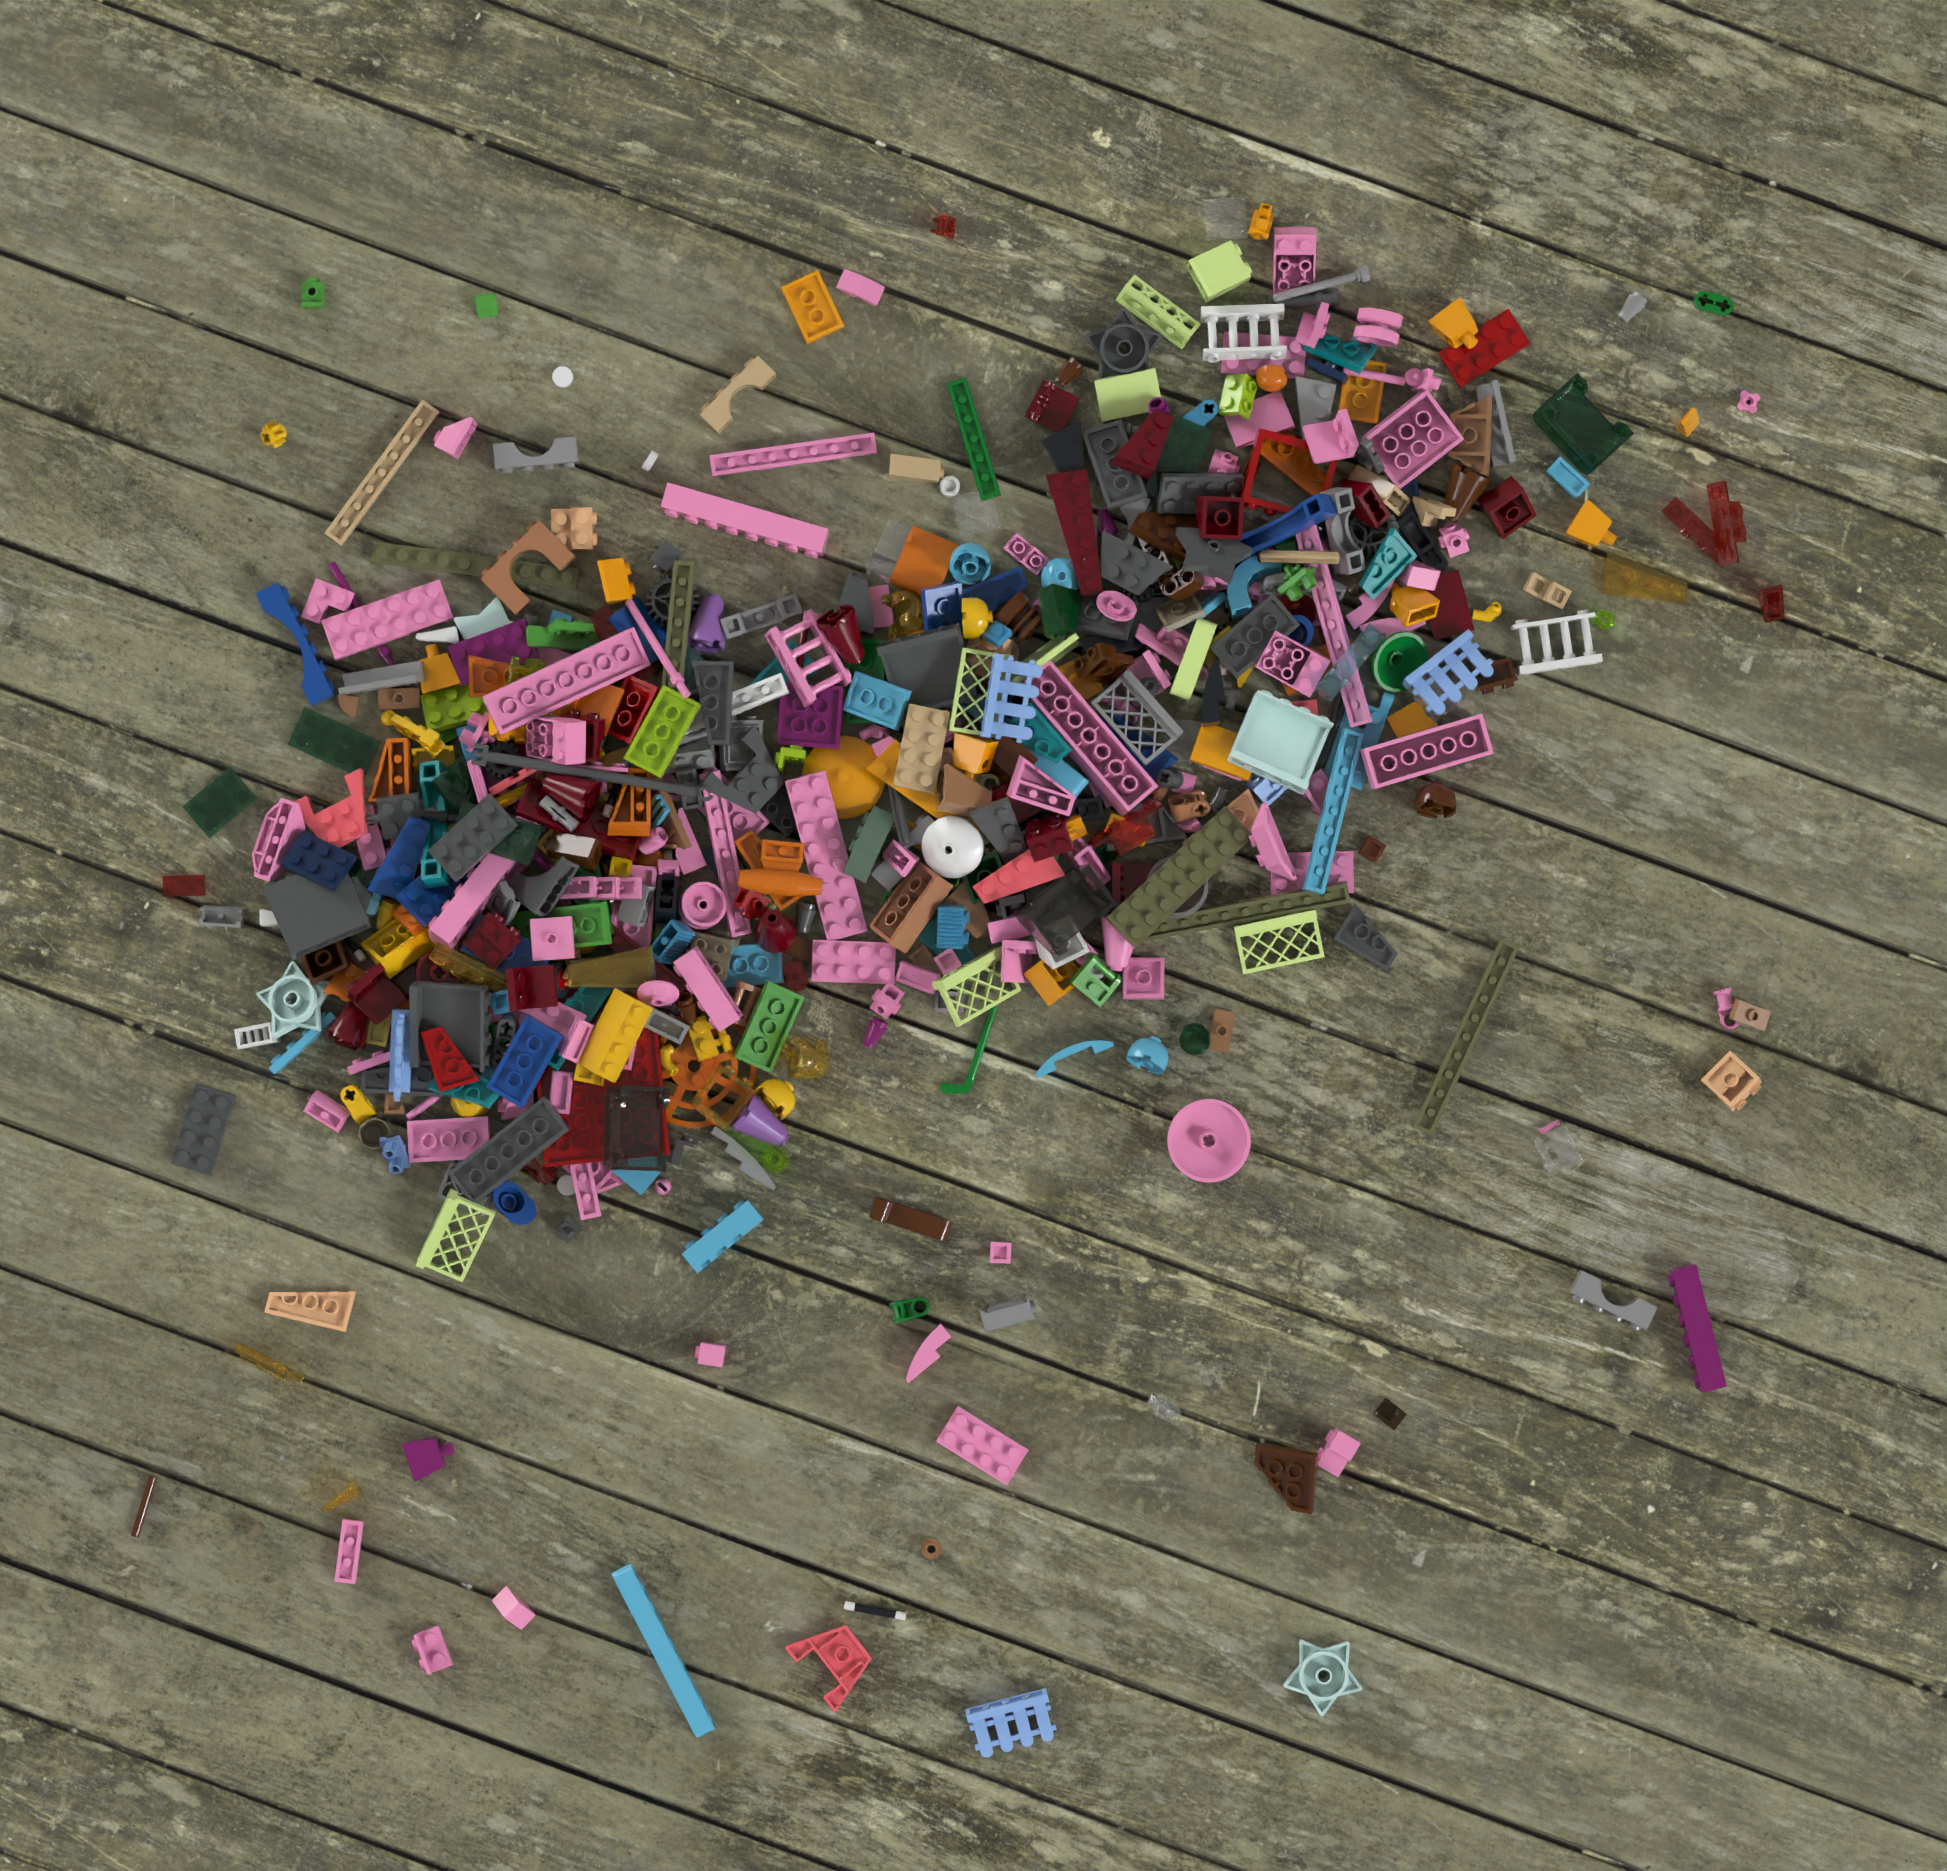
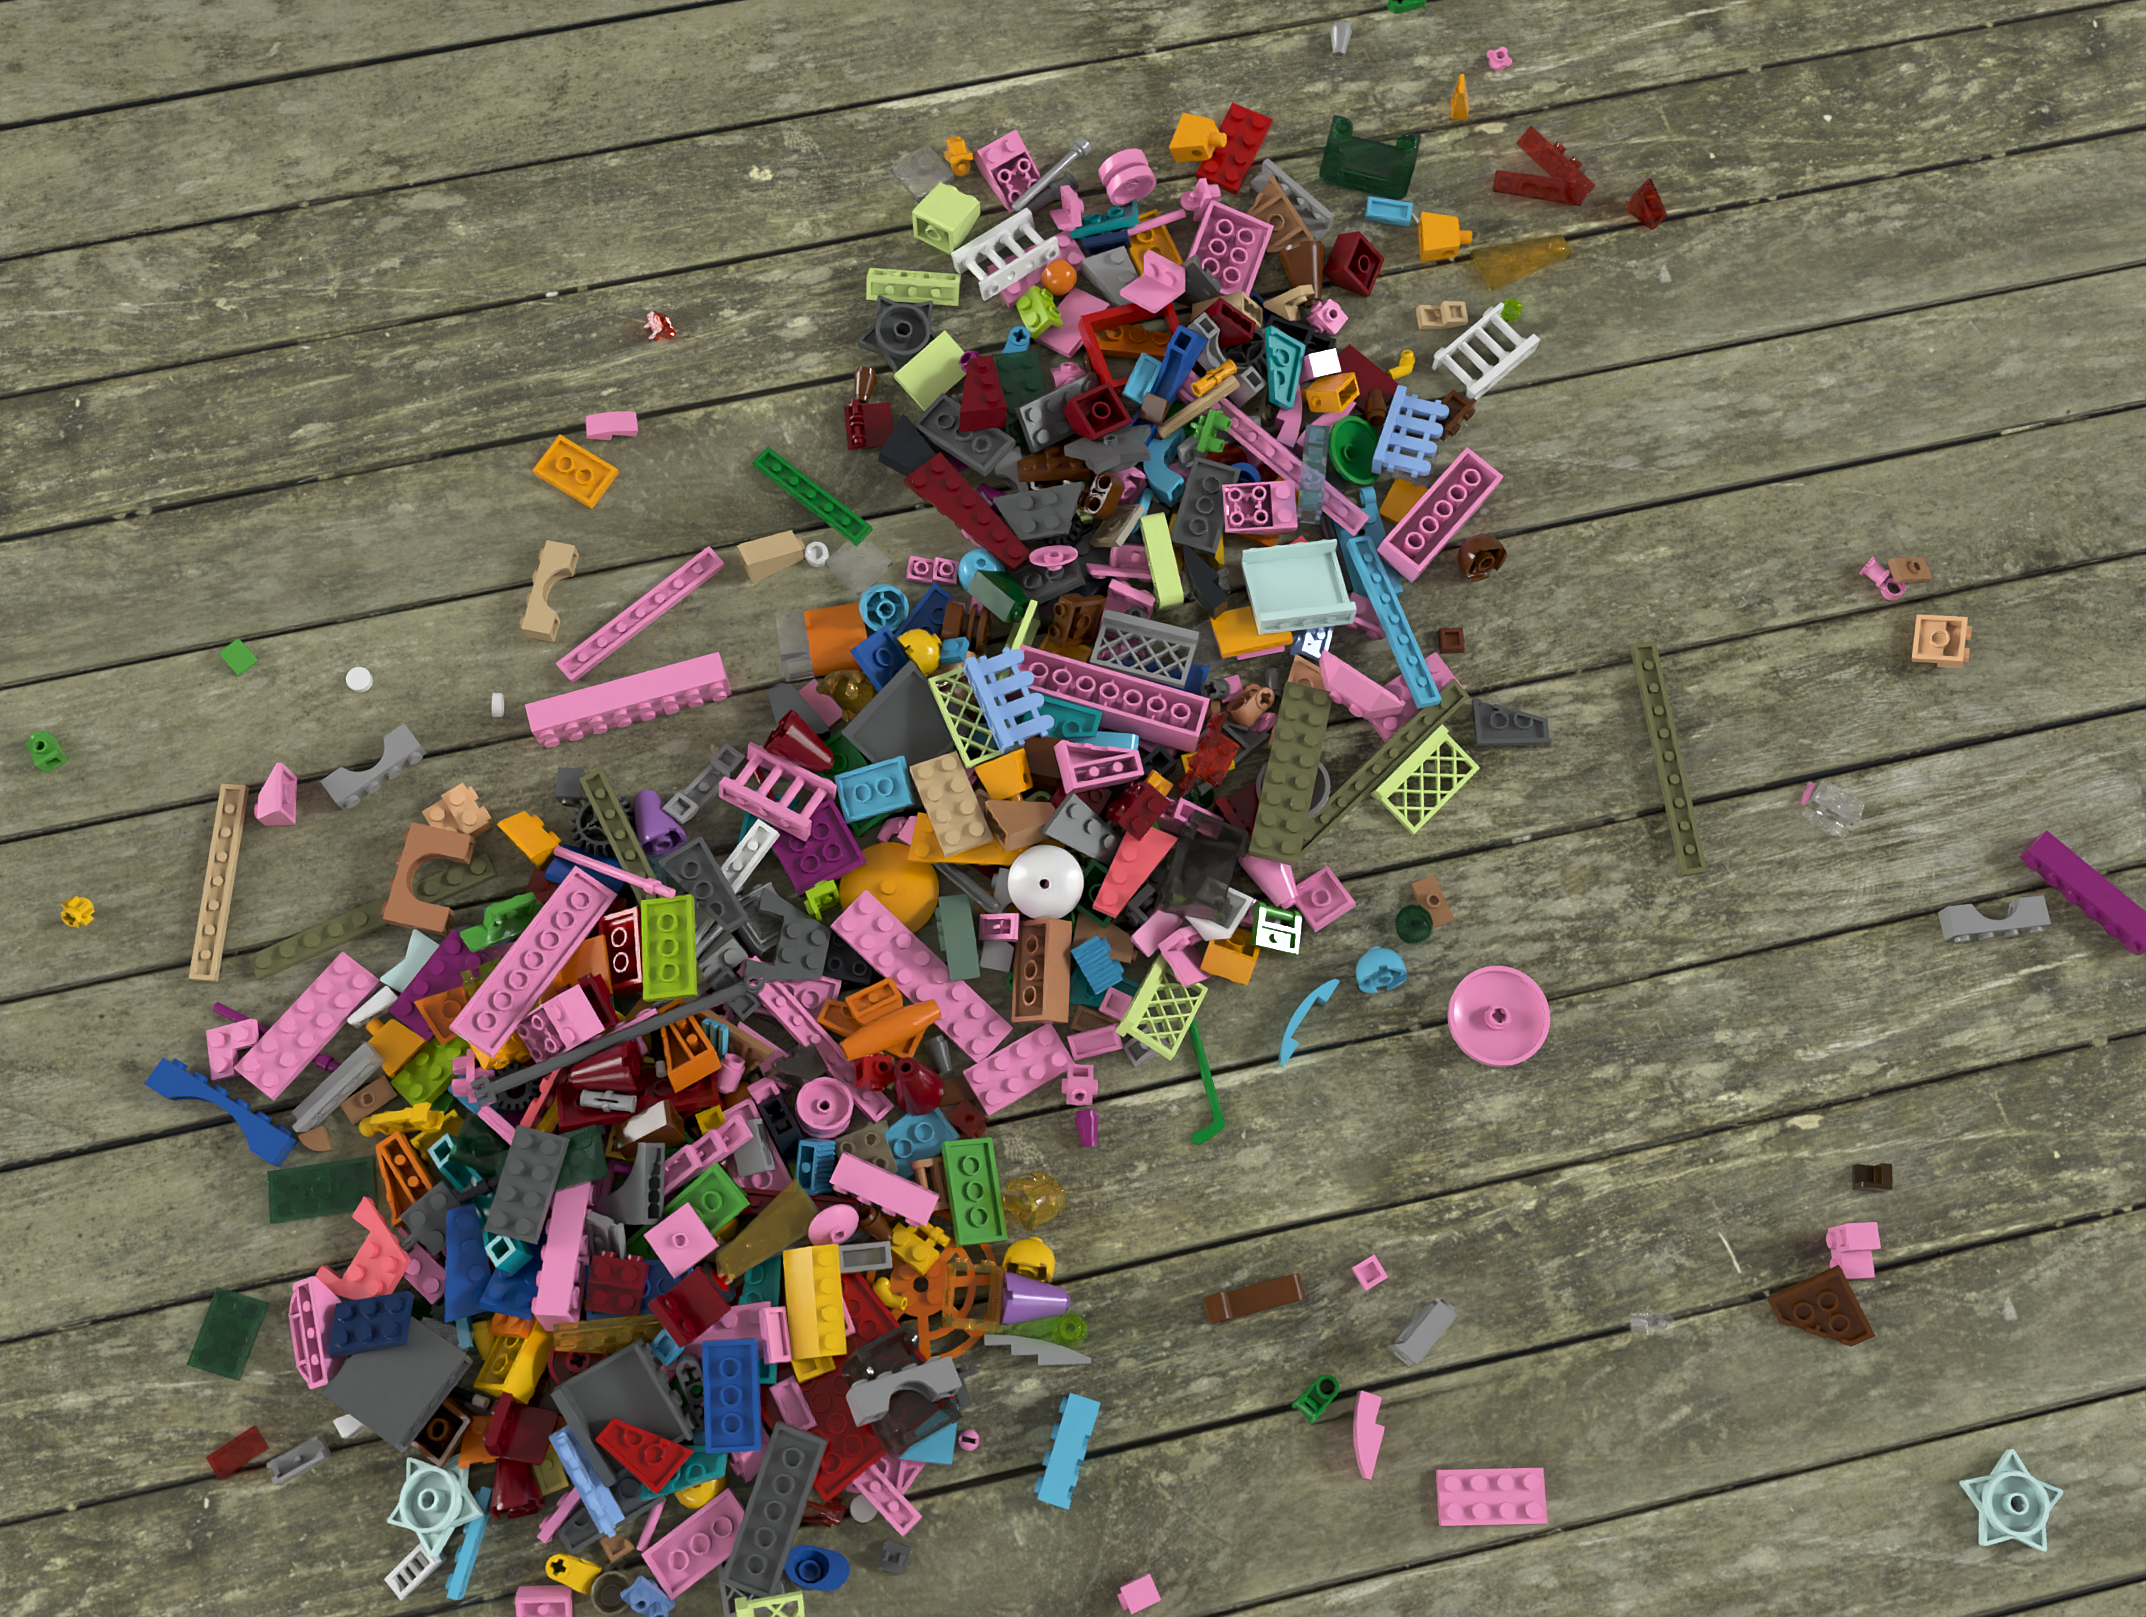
camera: 35 degrees left, 15 degrees down
(662, 1135) = (933, 1380): none -> light grey arch
(702, 868) = (799, 1067): none -> clear smoke slope
(1265, 538) = (1154, 409): none -> reddish brown slope
(1271, 509) = (1142, 378): none -> medium azure tile
(1310, 544) = (1213, 377): none -> light orange pin
(1439, 636) = (1375, 409): none -> reddish brown cone

